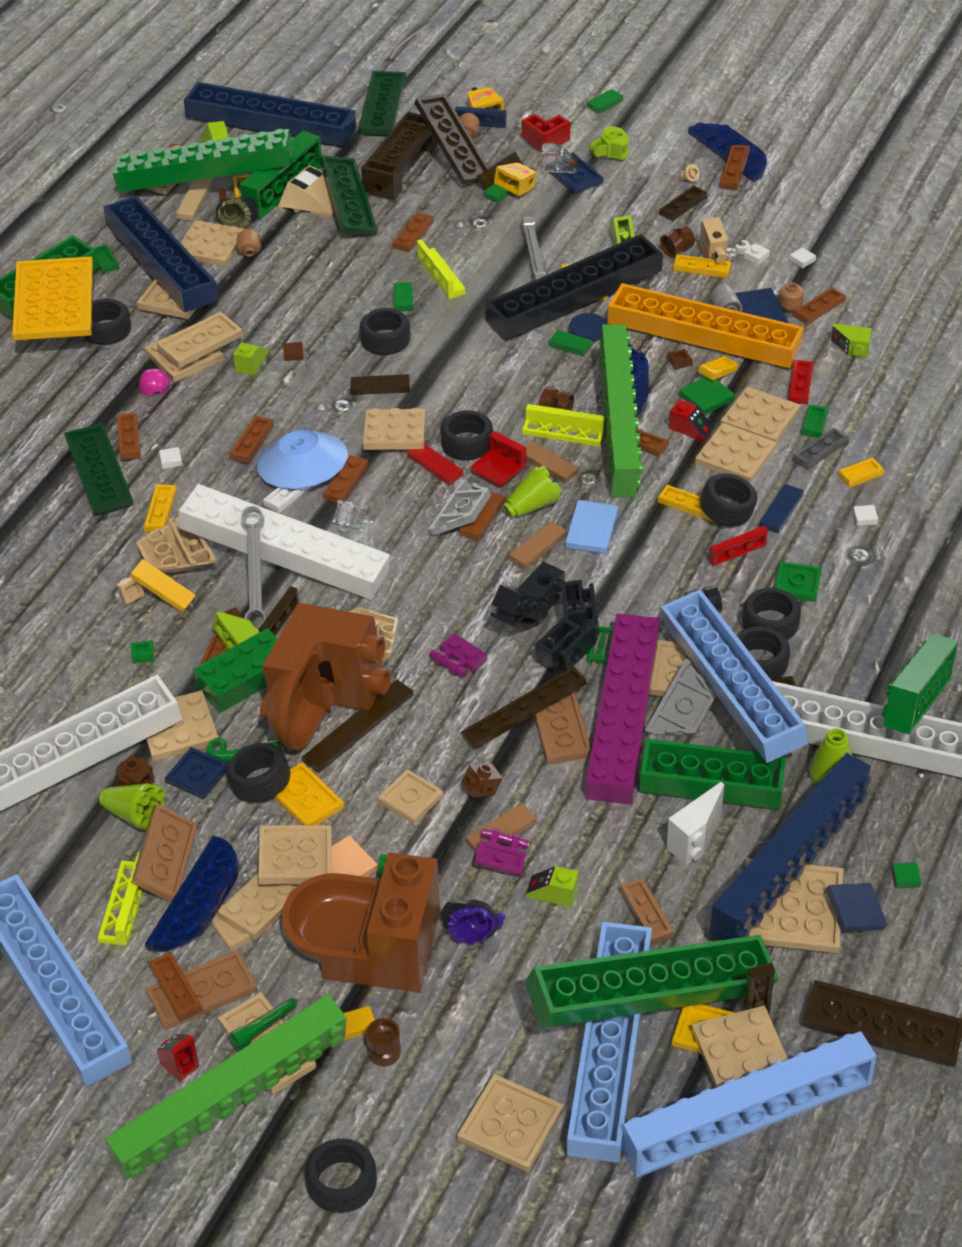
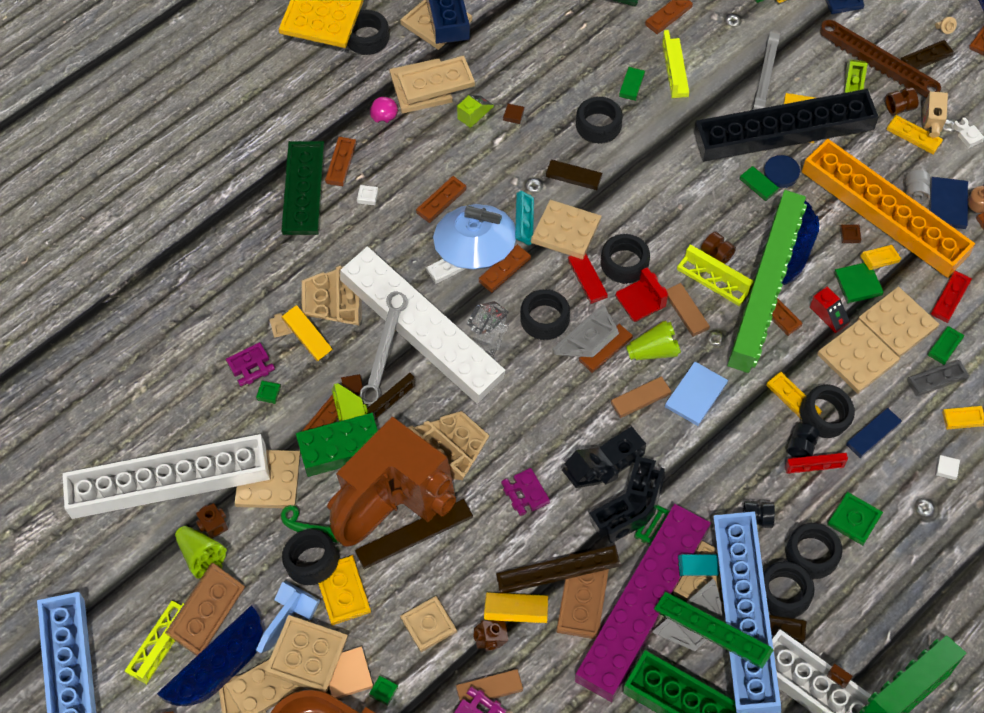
camera: 20 degrees right, 15 degrees up
(109, 627) = (248, 359): none -> magenta plate
(160, 507) = (339, 246): yellow tile -> none
(196, 773) = (265, 533): dark blue tile -> none
(252, 817) = (294, 602): none -> light blue piece
(306, 430) = (482, 215): none -> dark grey axle
(347, 430) = (524, 217): none -> teal tile
(412, 515) = (545, 298): none -> black tyre
(497, 749) = (516, 607): none -> yellow tile
(640, 214) = (878, 58): none -> reddish brown gear
(664, 654) = (698, 565): none -> teal tile
(708, 689) = (714, 630): none -> green plate
(716, 529) = (803, 441): none -> black wheel
(848, 695) = (839, 676): none -> reddish brown tile

